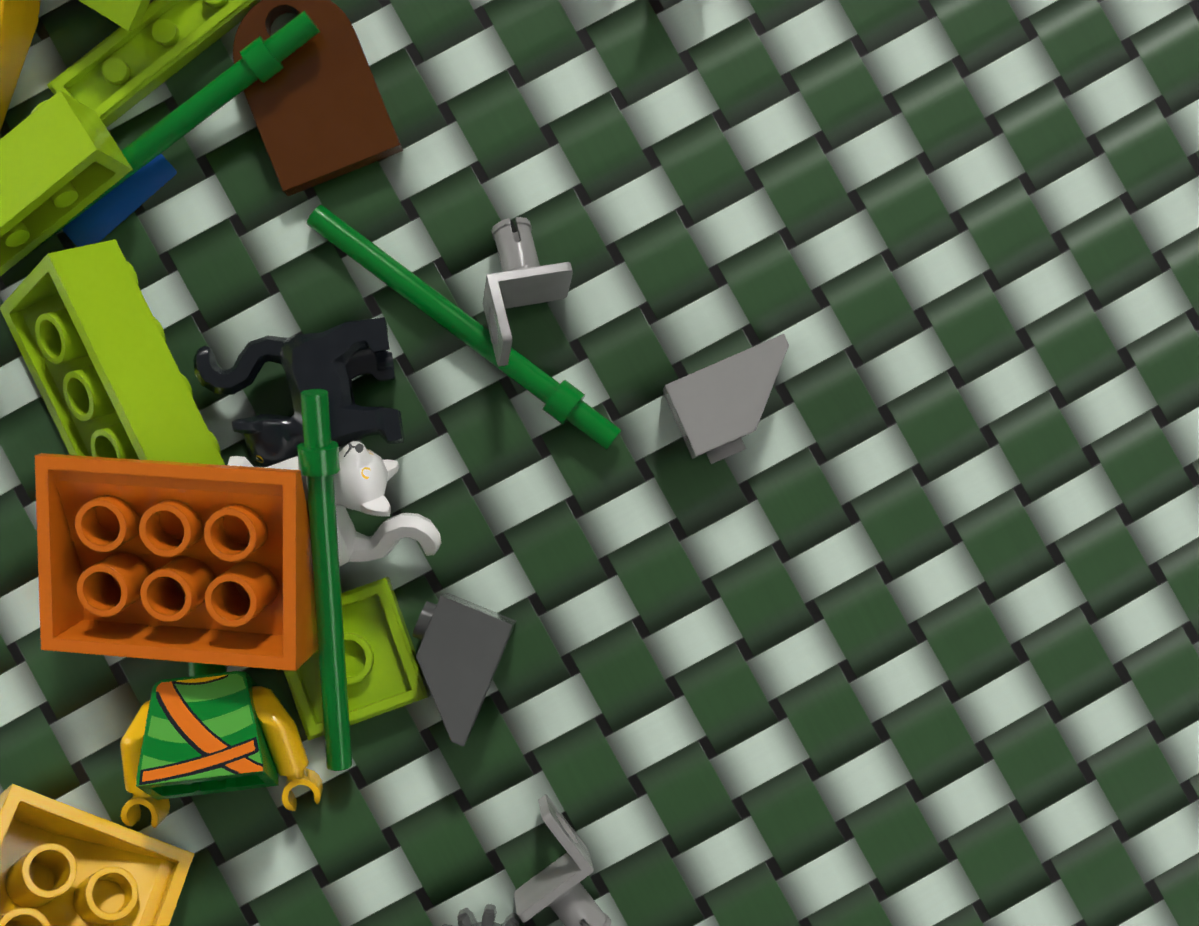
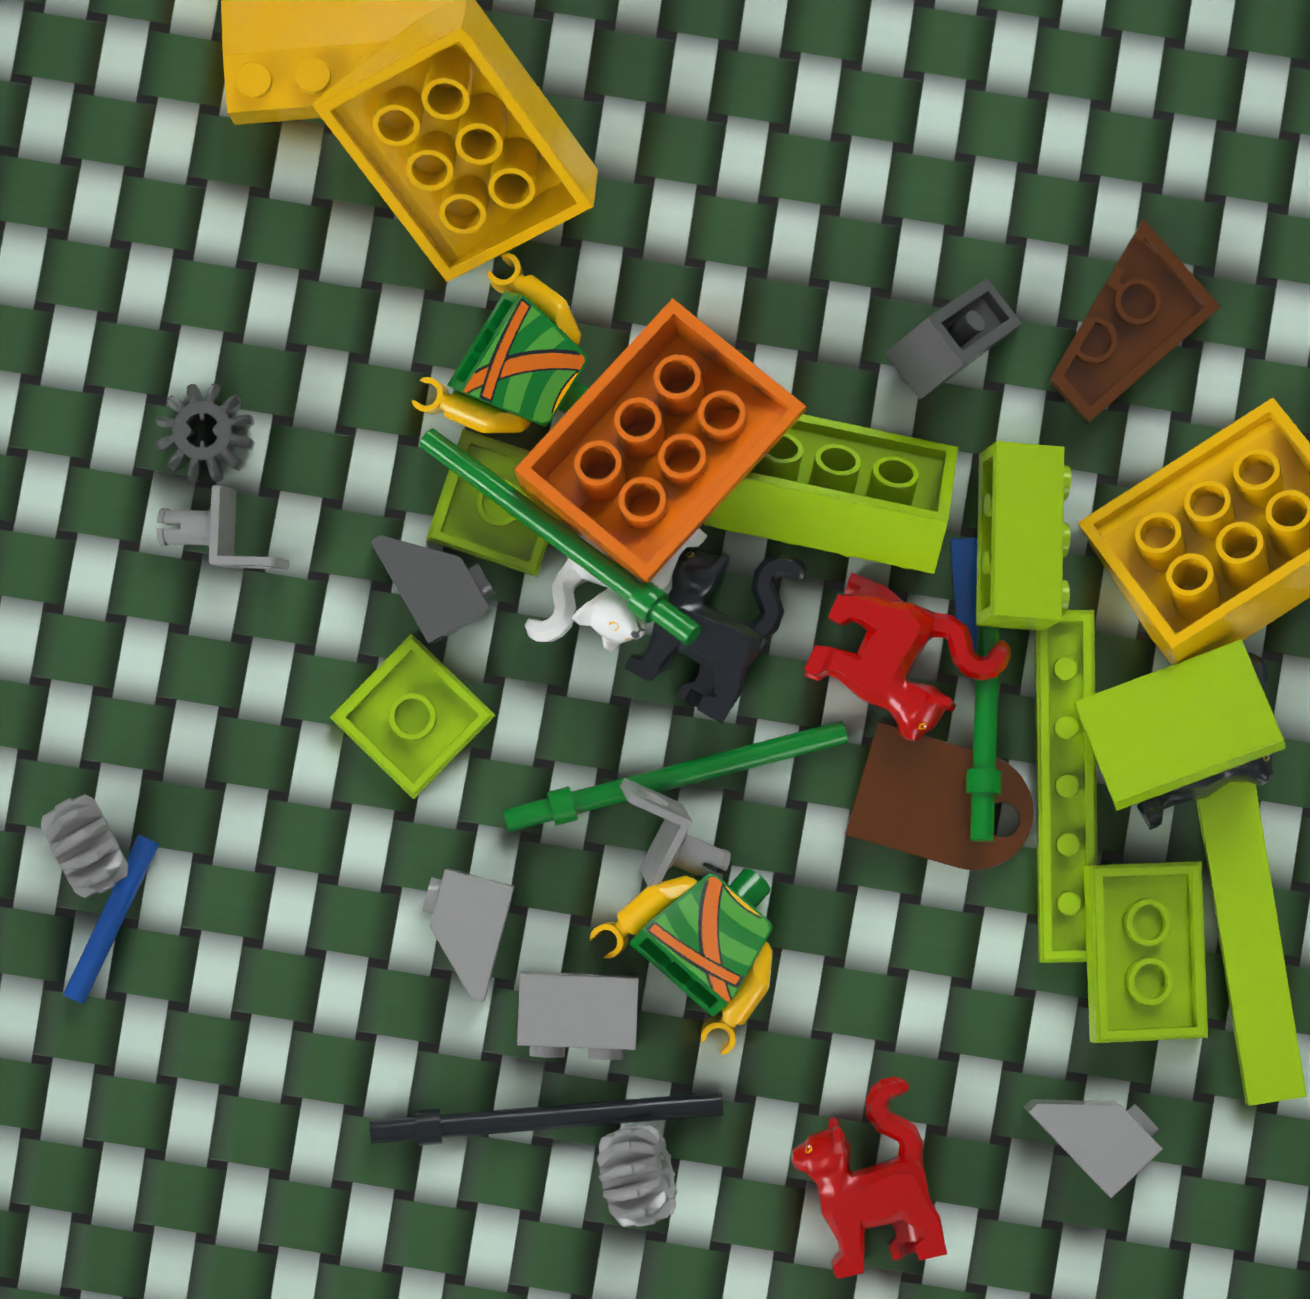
camera: 125 degrees right, 0 degrees up
(213, 225) = (889, 650): none -> red animal
(583, 187) = (705, 942): none -> torso
(587, 589) = (412, 716): none -> lime tile
(727, 248) = (577, 1013): none -> light grey brick
(826, 89) = (637, 1175): none -> light grey gear
(919, 299) = (431, 1126): none -> black bar
(922, 783) = (84, 846): none -> light grey gear
(960, 708) = (110, 920): none -> blue bar

